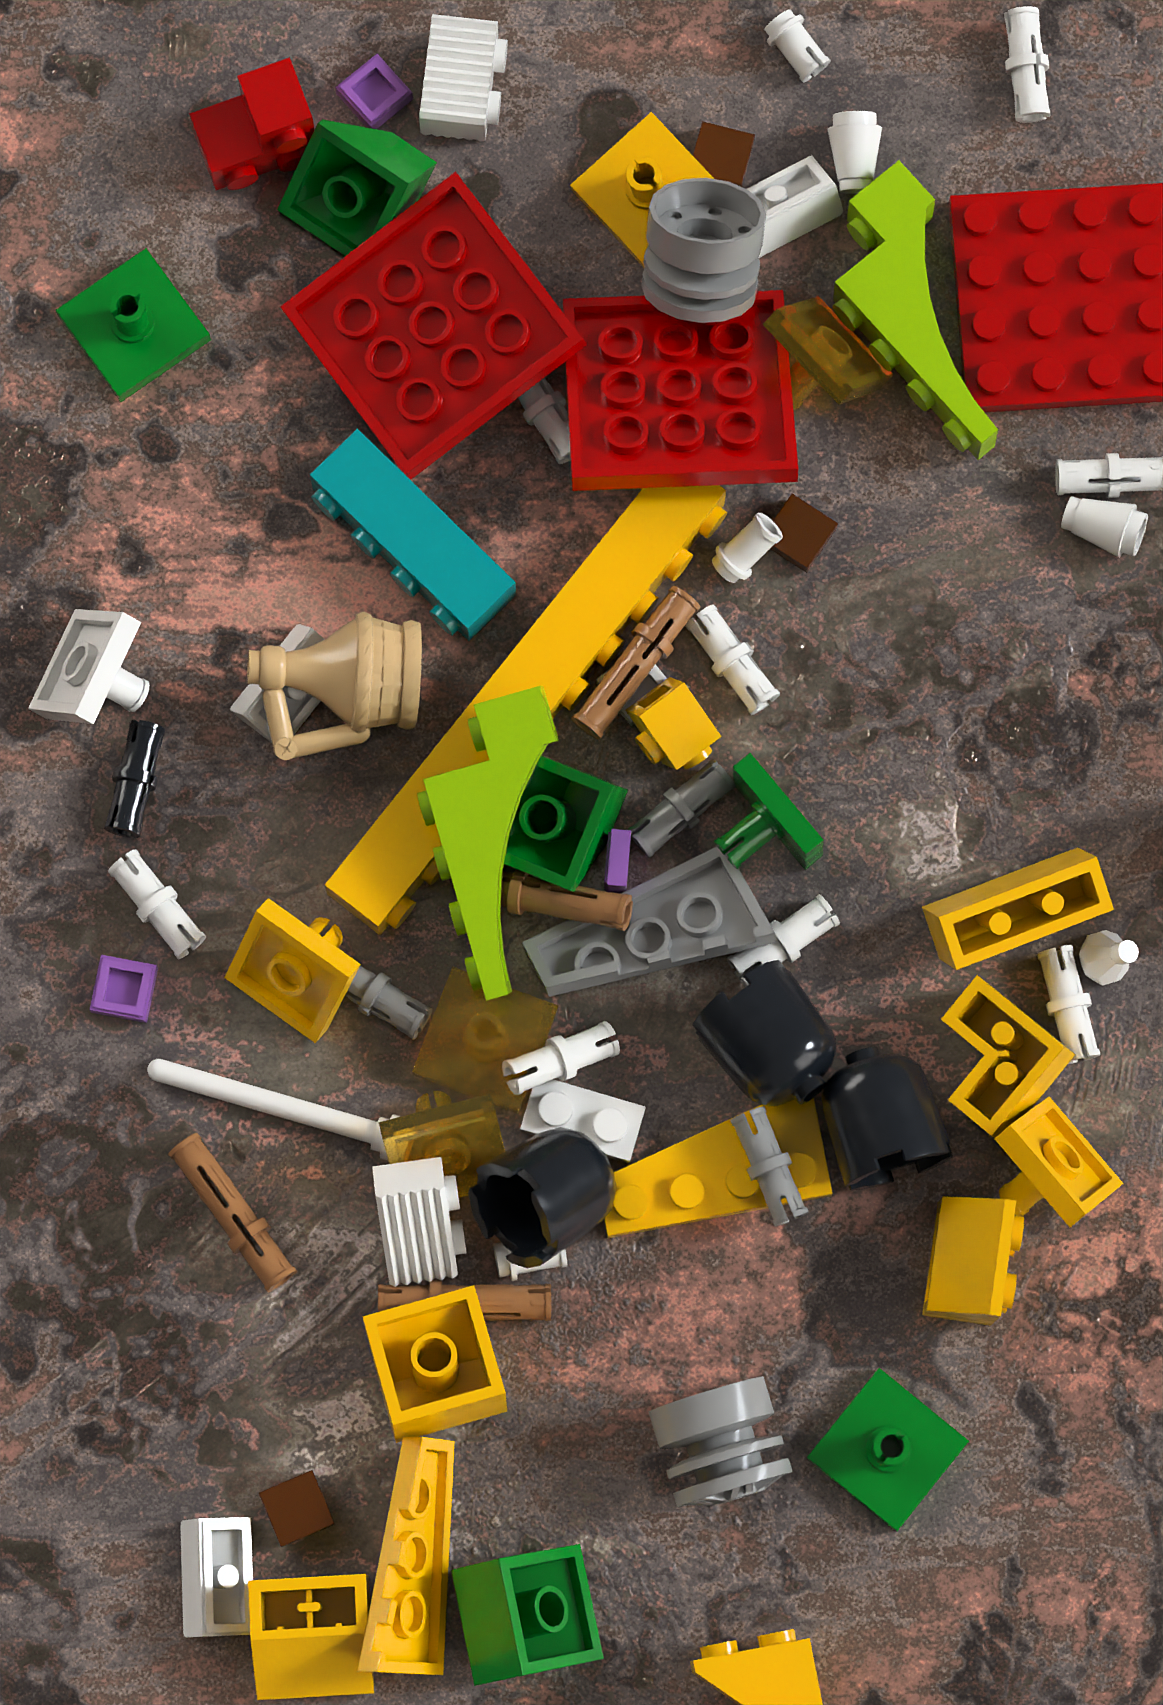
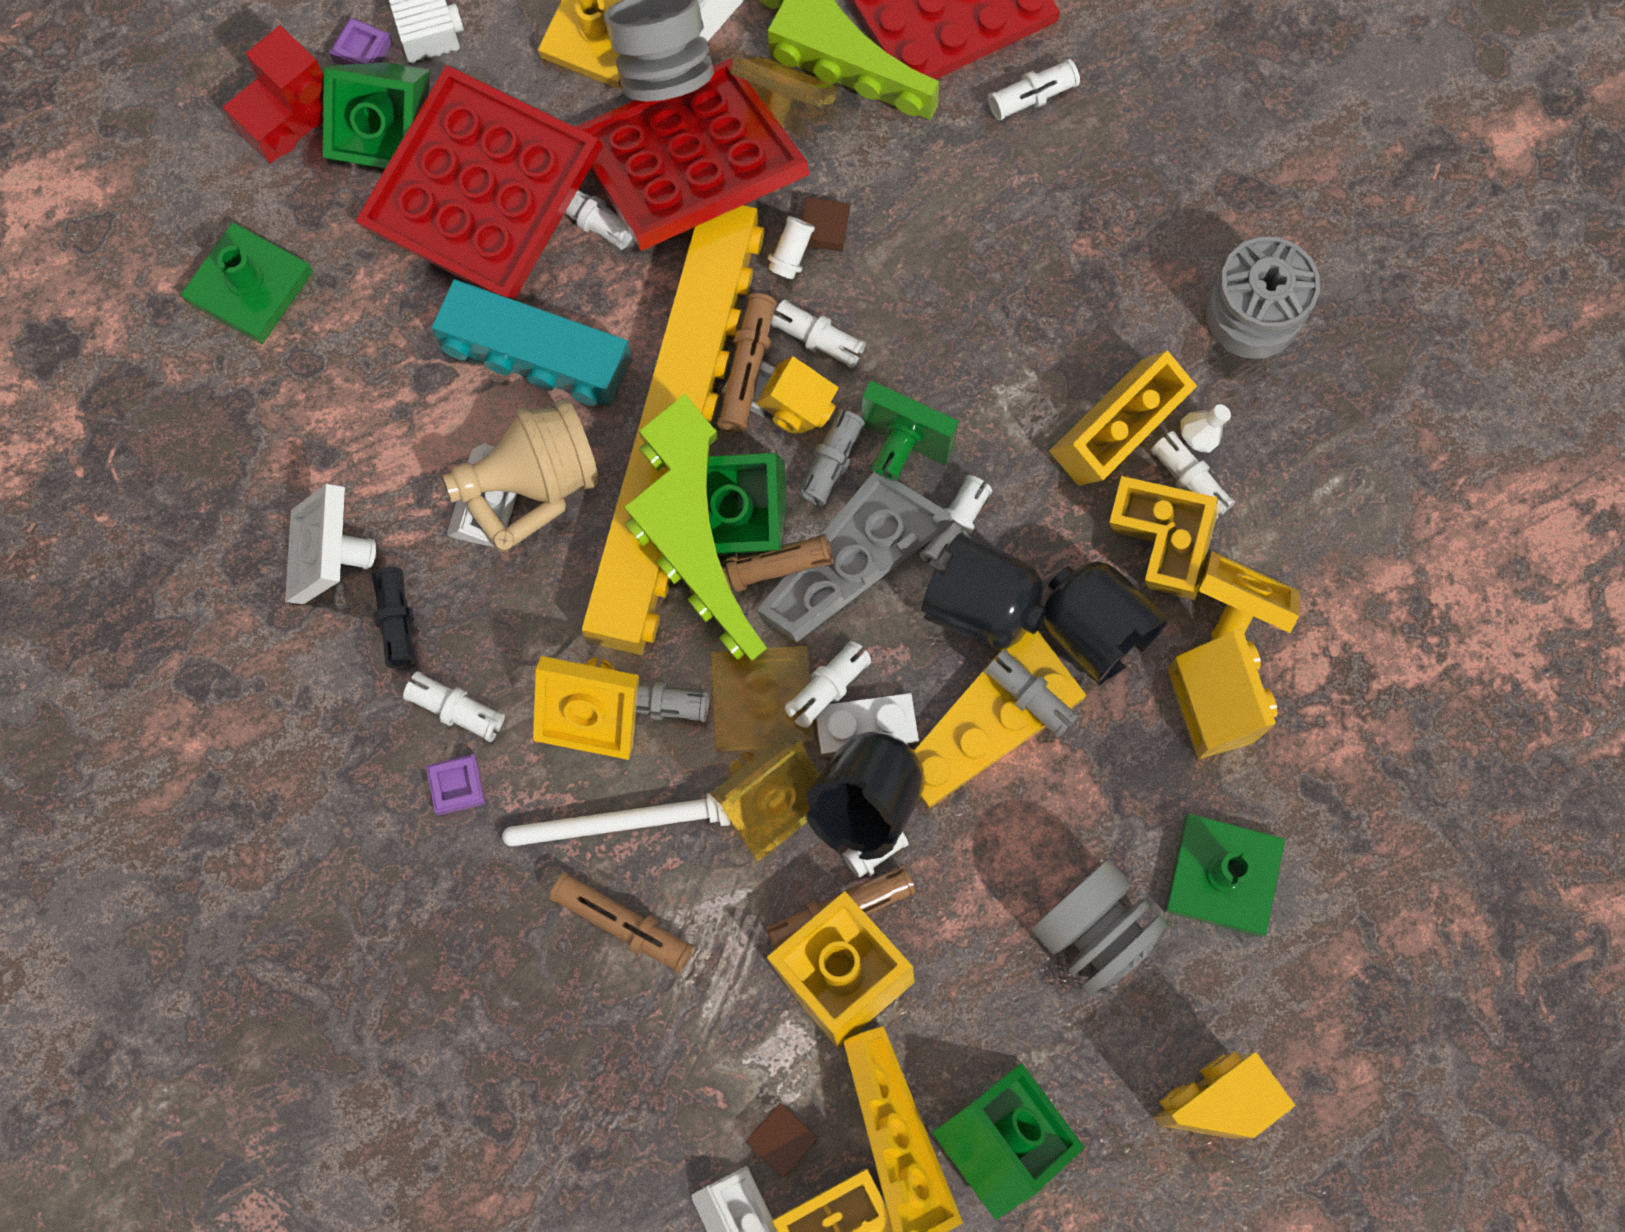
camera: 25 degrees left, 5 degrees down
(416, 1220) = (775, 860): white brick -> none
(617, 861) = (801, 514): medium lavender tile -> none
(1106, 524) = (1047, 123): white cone -> none

